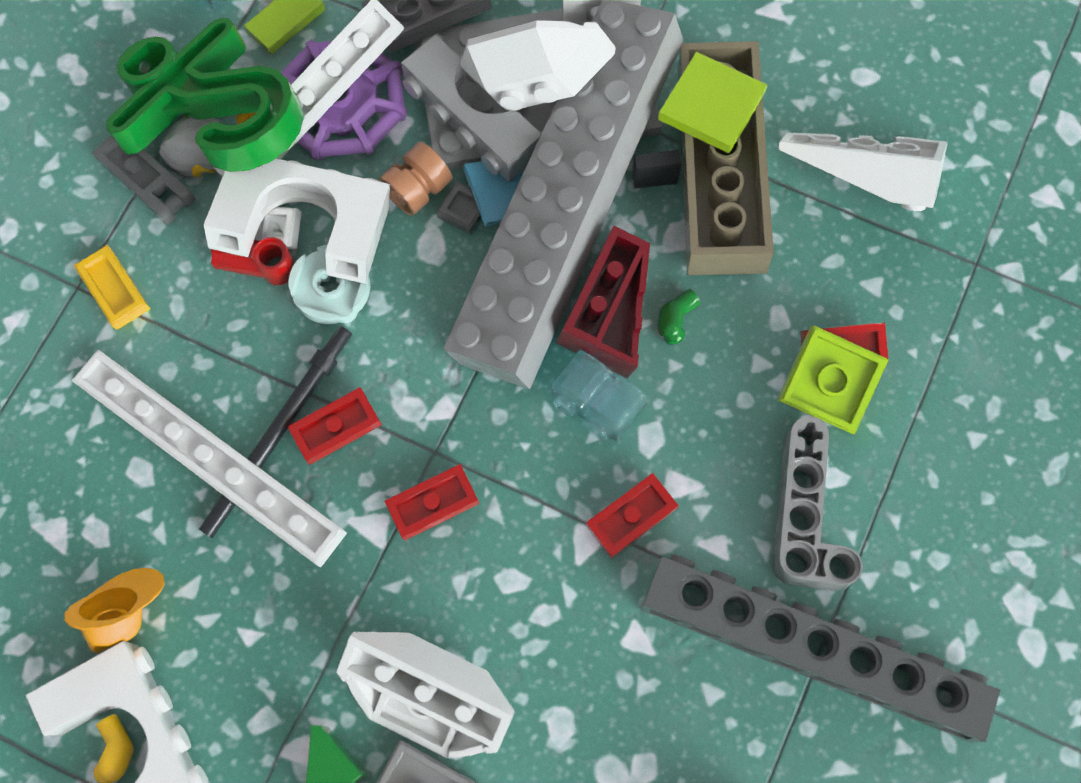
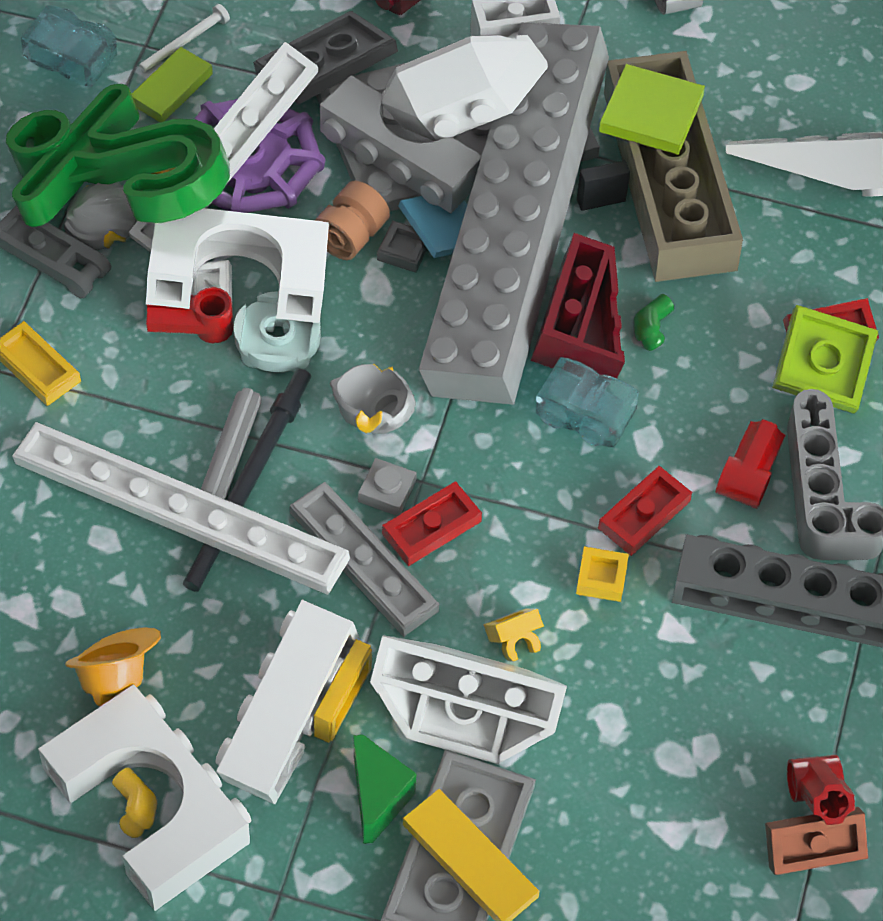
camera: 15 degrees left, 15 degrees down
(260, 676) = (284, 705): none -> white wedge
(266, 396) = (231, 443): none -> light grey axle
(316, 668) = (343, 691): none -> yellow tile
(334, 426) = (312, 463): red plate -> none
(366, 527) = (370, 564): none -> light grey tile
(400, 368) = (373, 398): none -> light grey hair
(400, 455) = (387, 487): none -> light grey plate
(486, 623) = (514, 627): none -> yellow tile
(579, 577) = (602, 574): none -> yellow plate
(737, 488) = (748, 472): none -> red piece

